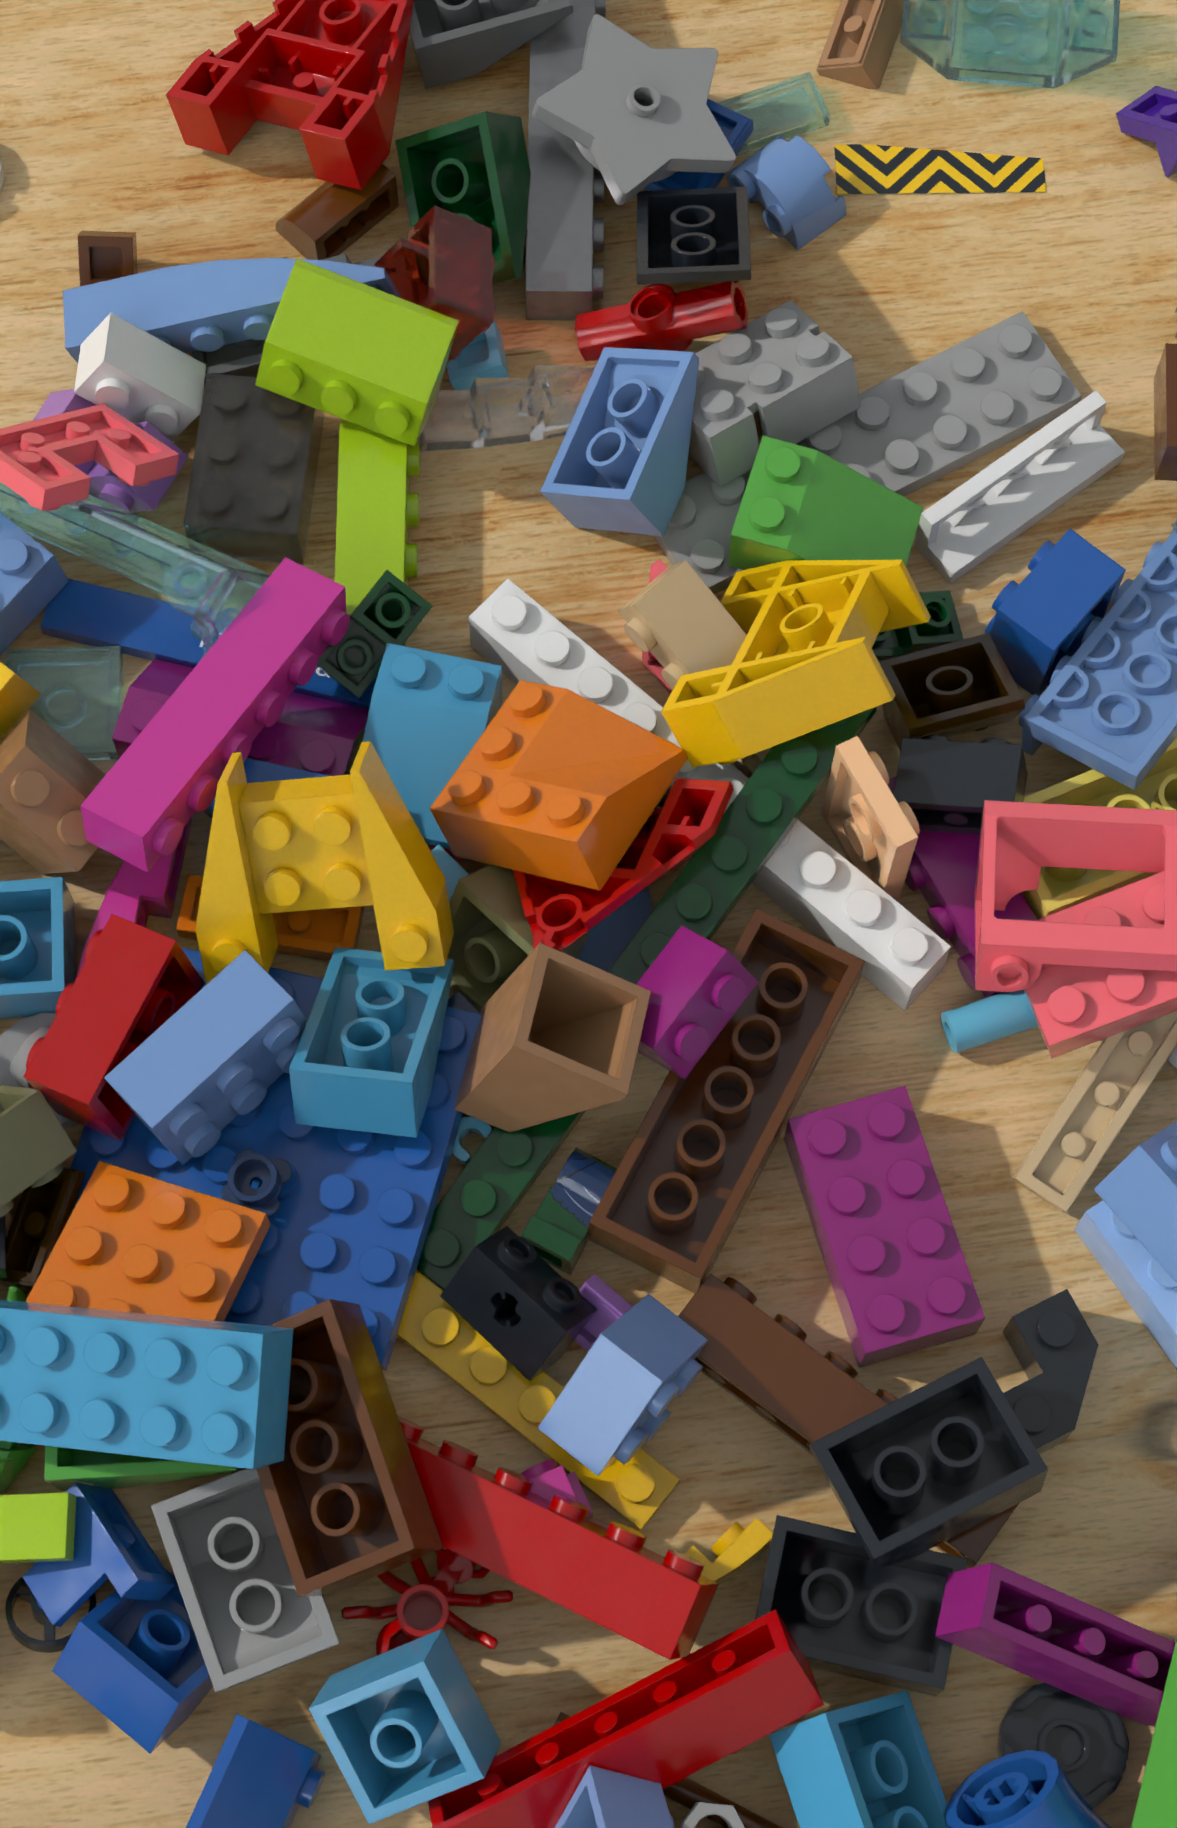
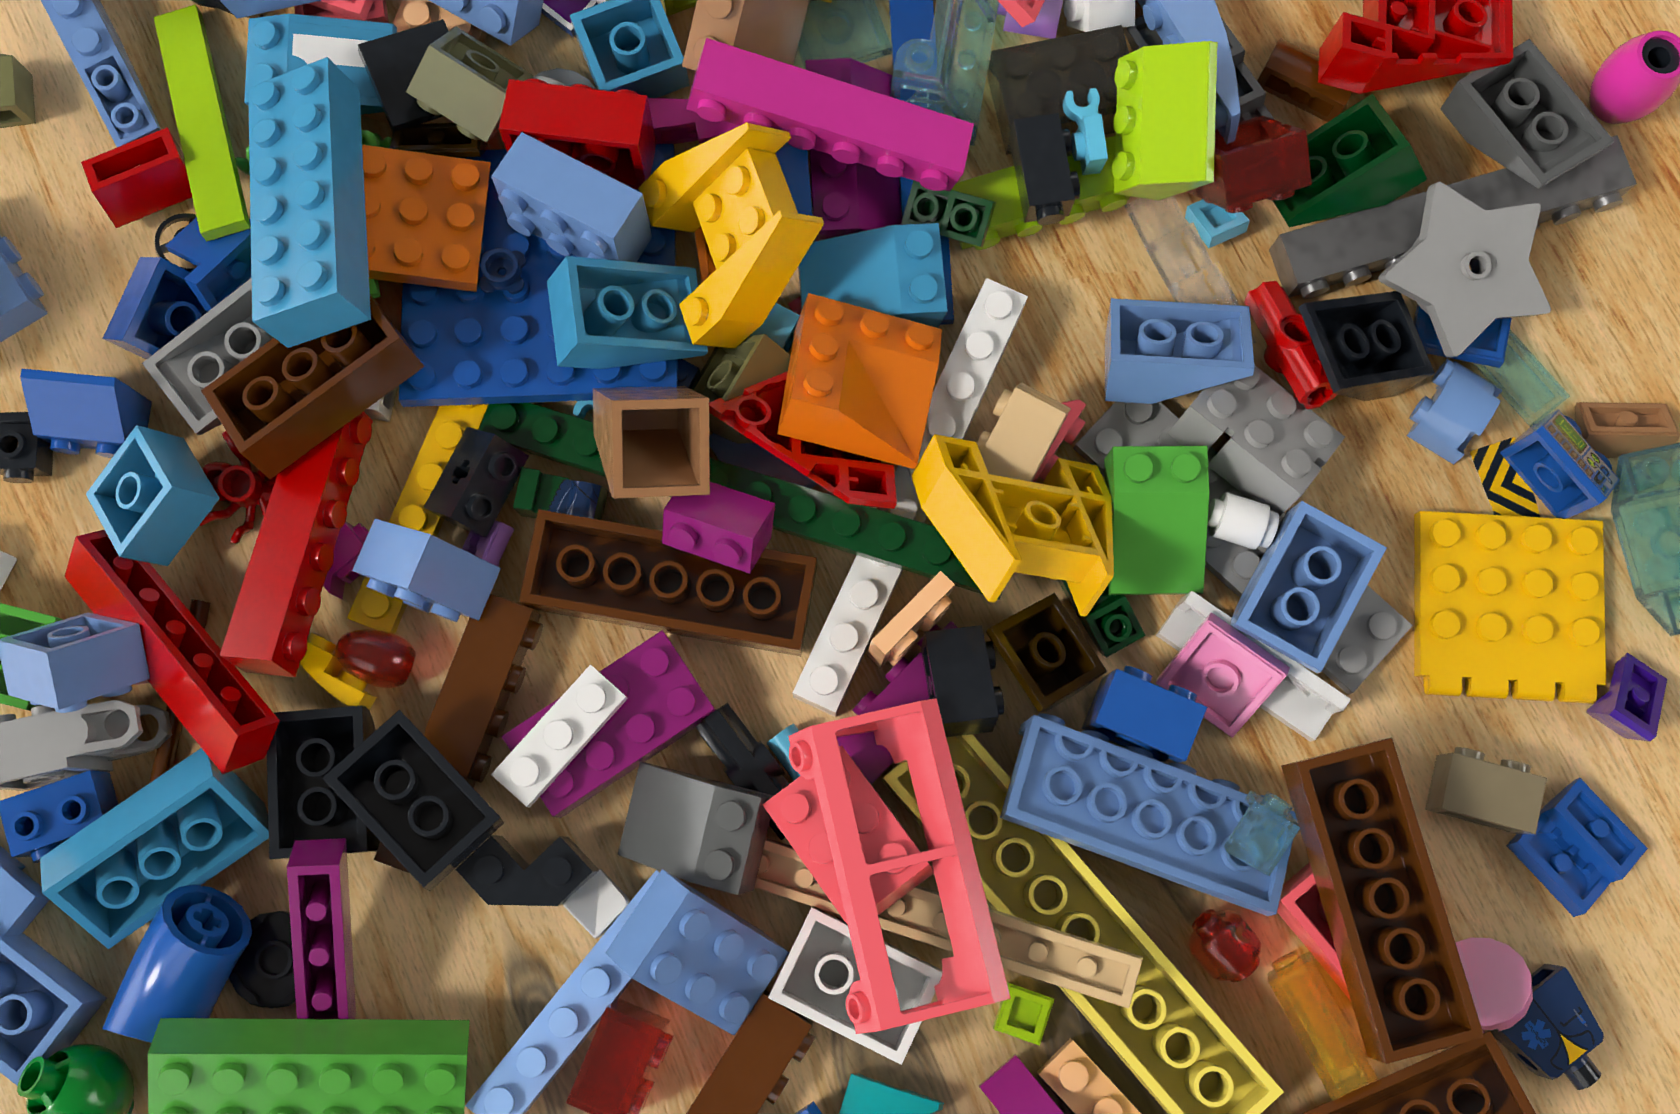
camera: 70 degrees right, 10 degrees up
(339, 444) = (1089, 139): none -> medium azure plate
(360, 509) = (1042, 168): none -> black brick
(708, 1496) = (376, 657): none -> clear red animal
(857, 432) = (1242, 521): none -> white brick
(891, 104) = (1561, 466): none -> blue slope
(891, 1272) = (559, 736): none -> white plate
(954, 389) = (1307, 586): none -> medium blue brick
(985, 1077) = (745, 759): none -> black piece
(1020, 511) = (1225, 673): none -> bright pink tile
(1027, 212) = (1509, 605): none -> yellow hinge
(1044, 1153) = (696, 828): none -> dark grey slope
(1108, 1306) = (597, 904): none -> white slope

